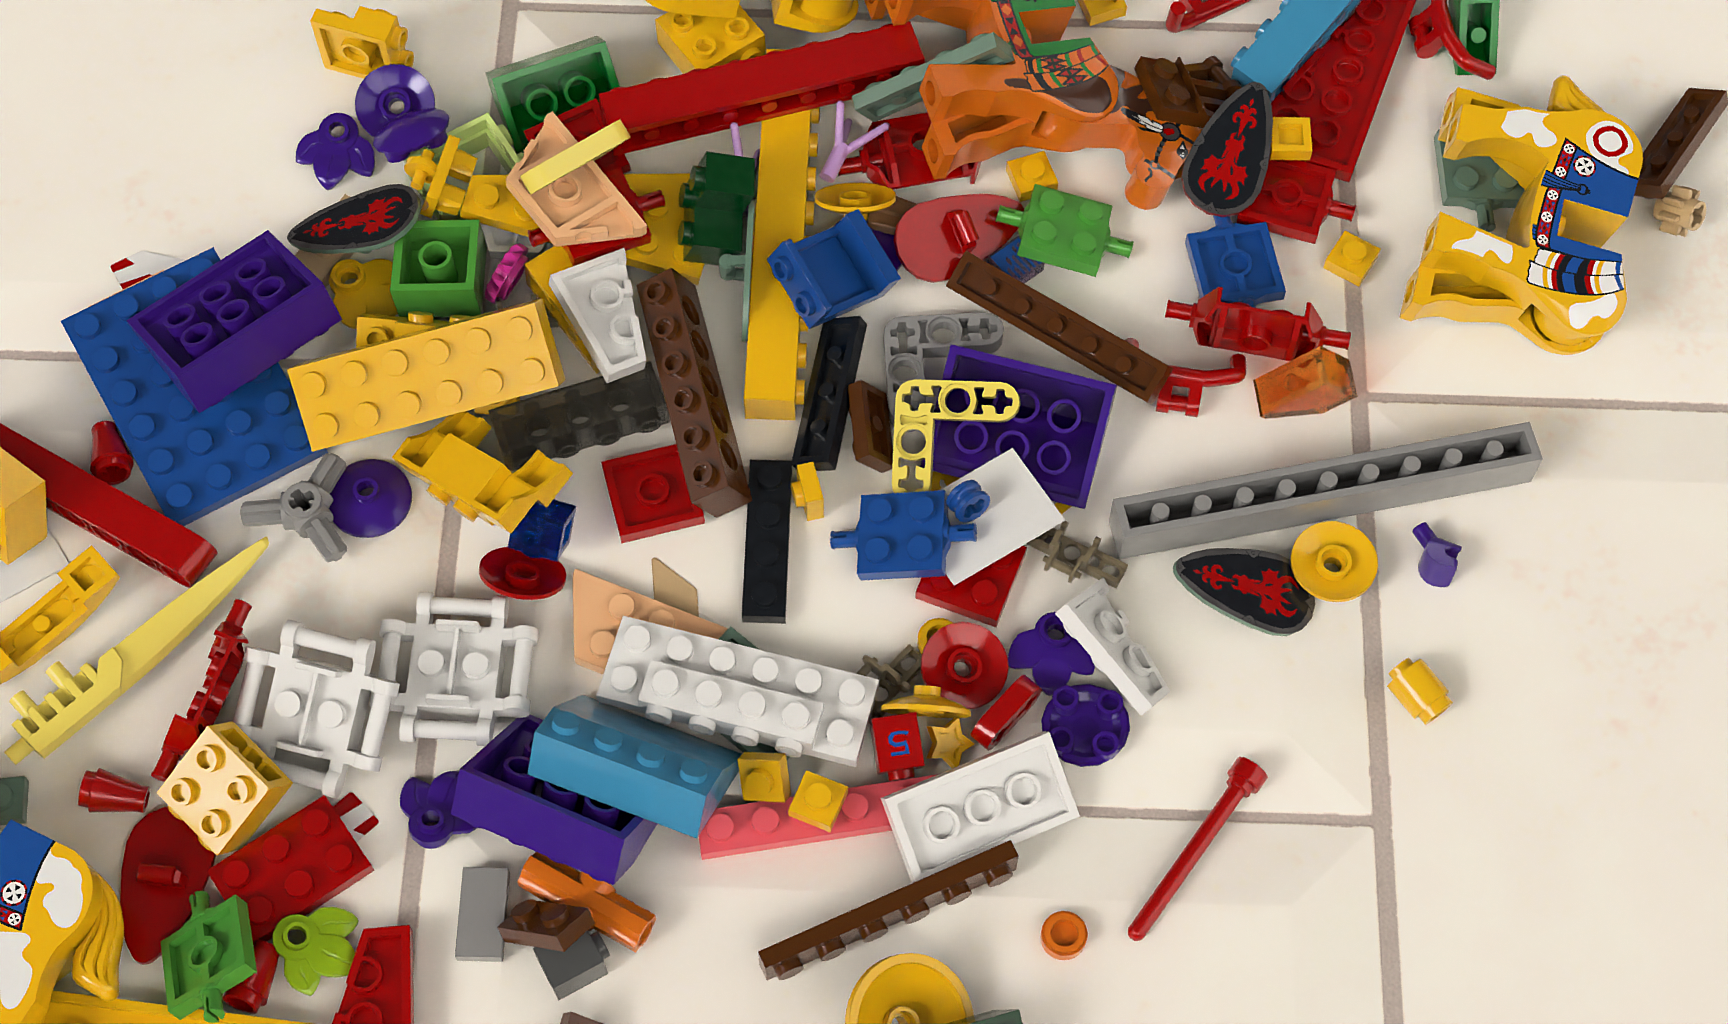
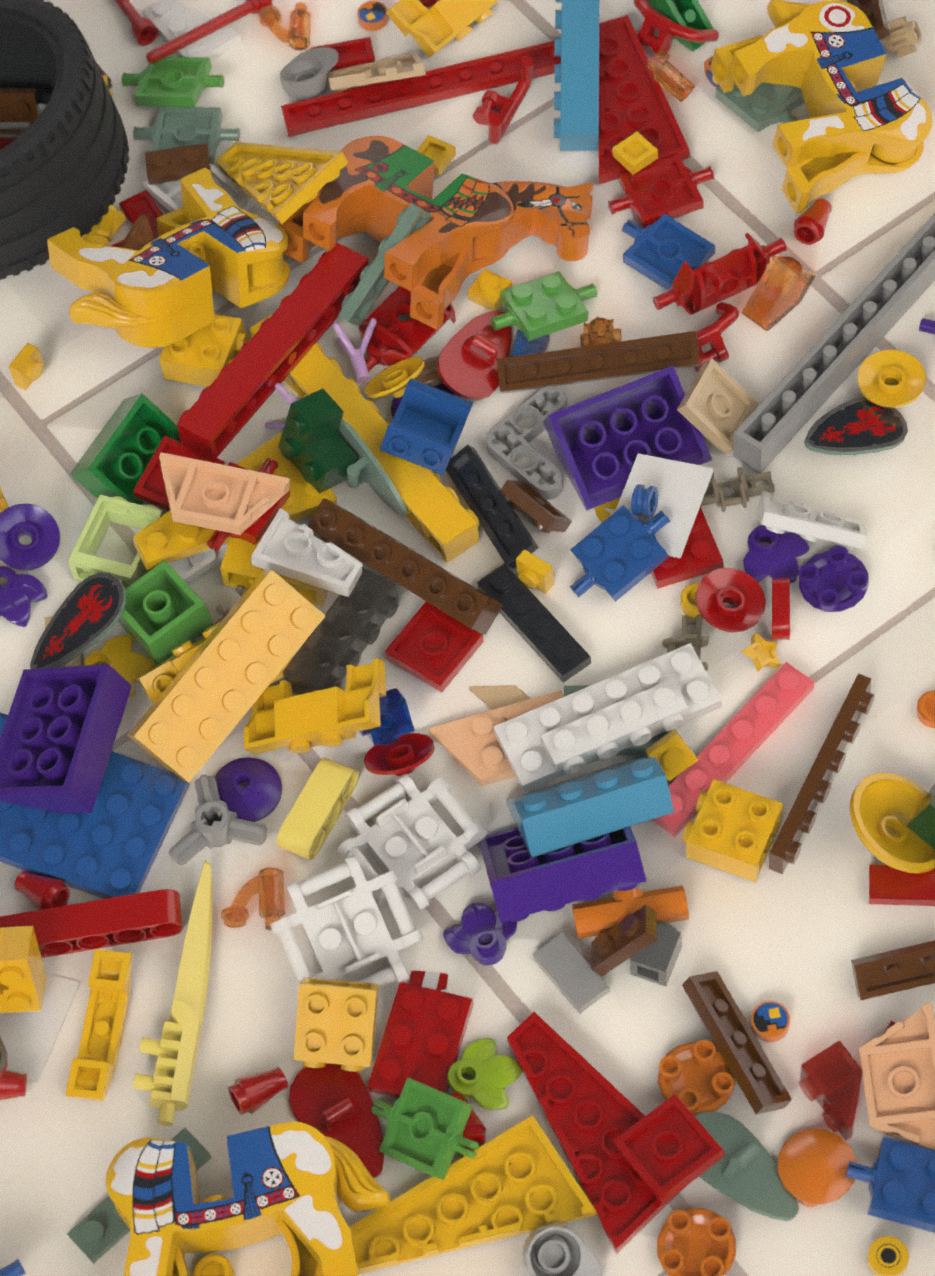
camera: 30 degrees left, 5 degrees down
(225, 665) = (276, 998): red plate -> none
(299, 606) = (270, 889): none -> clear orange plant
(406, 567) = (317, 808): none -> light yellow beam
(412, 132) = (60, 542): dark purple dish -> none
(451, 163) = (109, 554): yellow hips -> none
(507, 274) = (210, 583): dark pink gear -> none
(575, 156) = (210, 457): light yellow beam -> none
(750, 899) = (733, 830): none -> yellow brick
(818, 801) = (719, 742): yellow plate -> none
(897, 745) = (735, 675): red brick -> none
(924, 420) = (571, 476): light yellow beam -> none
(927, 703) = (732, 636): yellow dish -> none
(980, 806) = (820, 670): white plate -> none
(1090, 300) = (600, 332): none -> clear orange gear
(1130, 456) = (717, 405): none -> tan plate
(1183, 91) = (557, 171): reddish brown plate -> none
(1231, 154) = (609, 186): shield -> none
(1351, 258) = (733, 200): yellow plate -> none
(1402, 82) = (670, 76): none -> clear orange plant
(1405, 340) = (812, 223): none -> red cone

